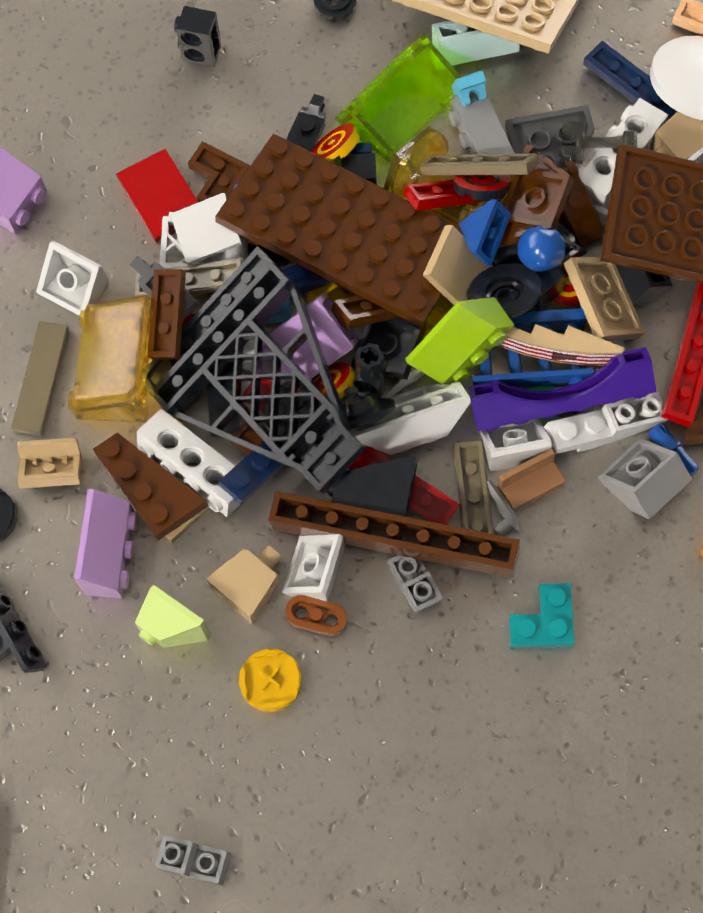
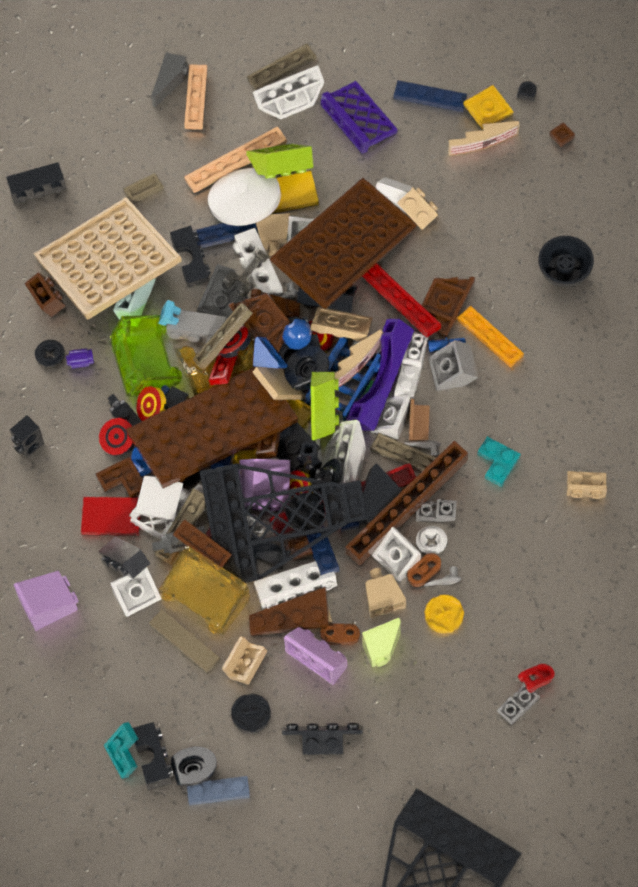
camera: 60 degrees left, 5 degrees down
(96, 236) = (123, 557): none -> black brick
(159, 560) = (340, 634): none -> dark orange plate
(254, 868) = (542, 674): none -> red plate
(261, 129) = (114, 437): none -> red tile
(325, 659) = (447, 580): none -> light grey bar
(349, 33) = (80, 358): none -> dark purple brick
(358, 589) = (431, 532): none -> white gear
(561, 87) = (186, 241): none -> black arch
(588, 763) = (586, 484): none -> tan bracket

